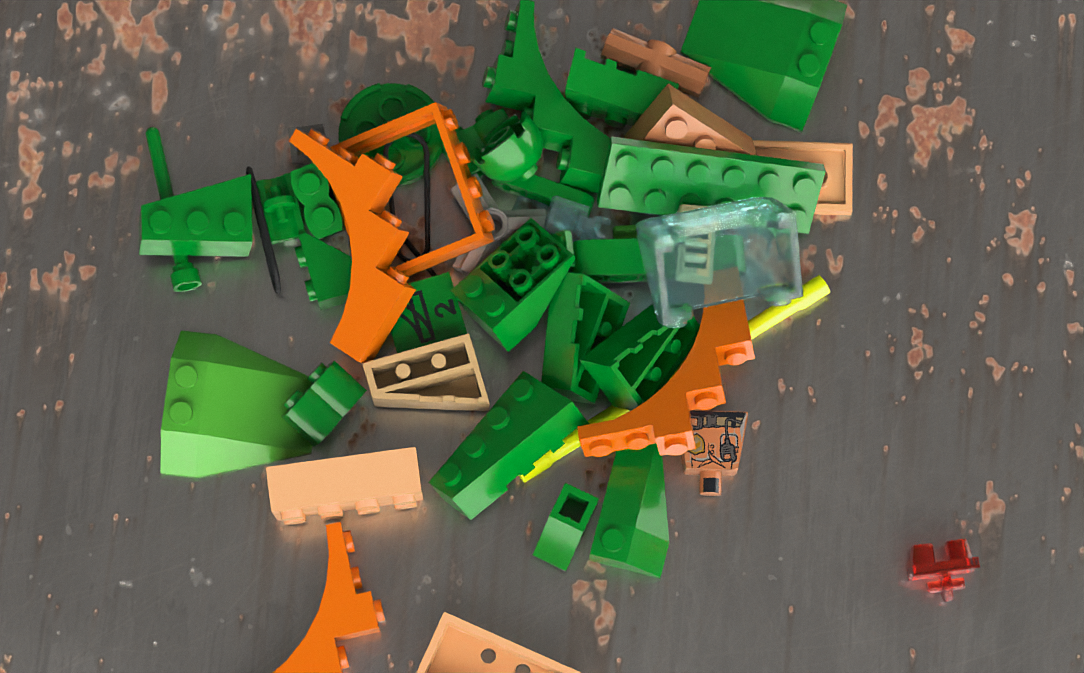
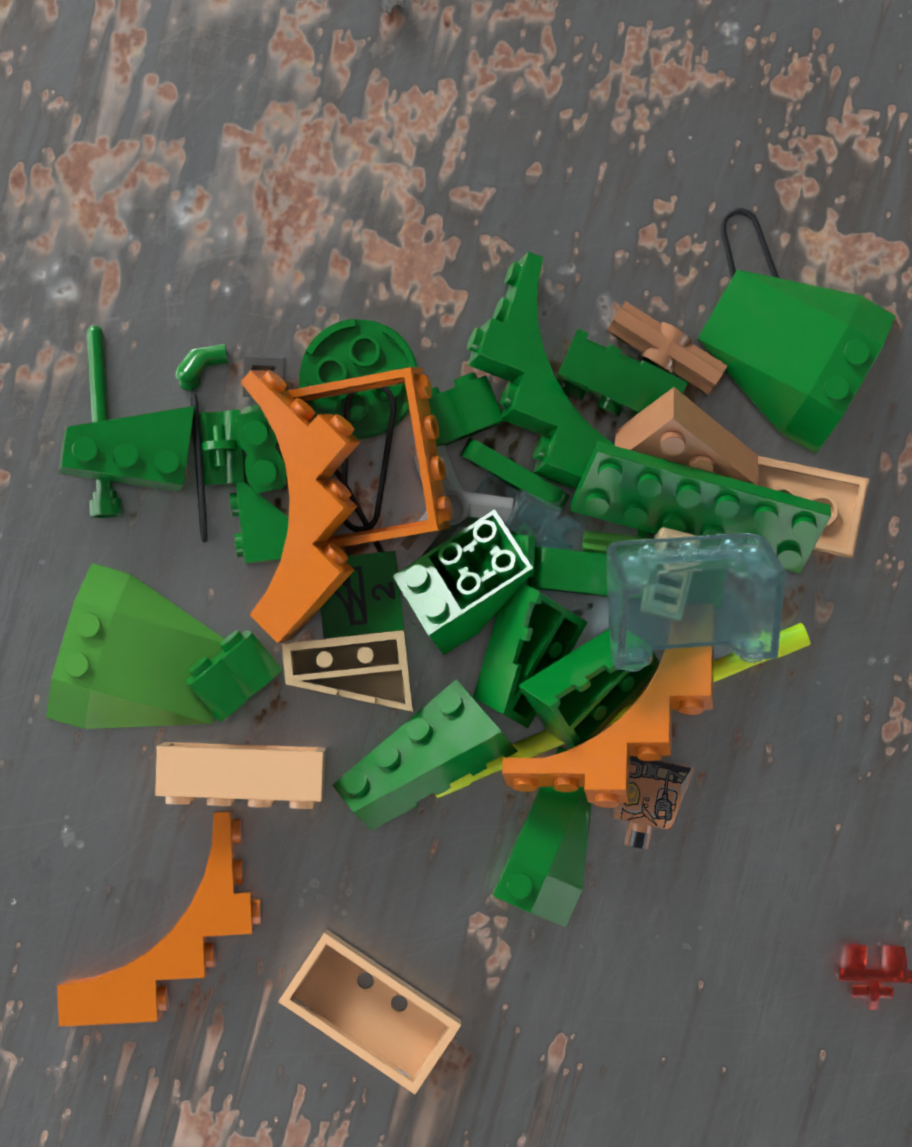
camera: 15 degrees right, 10 degrees up
(245, 143) = (196, 361): none -> green arm
(510, 150) = (485, 431): green cylinder -> none
(565, 526) = (472, 858): green slope -> none

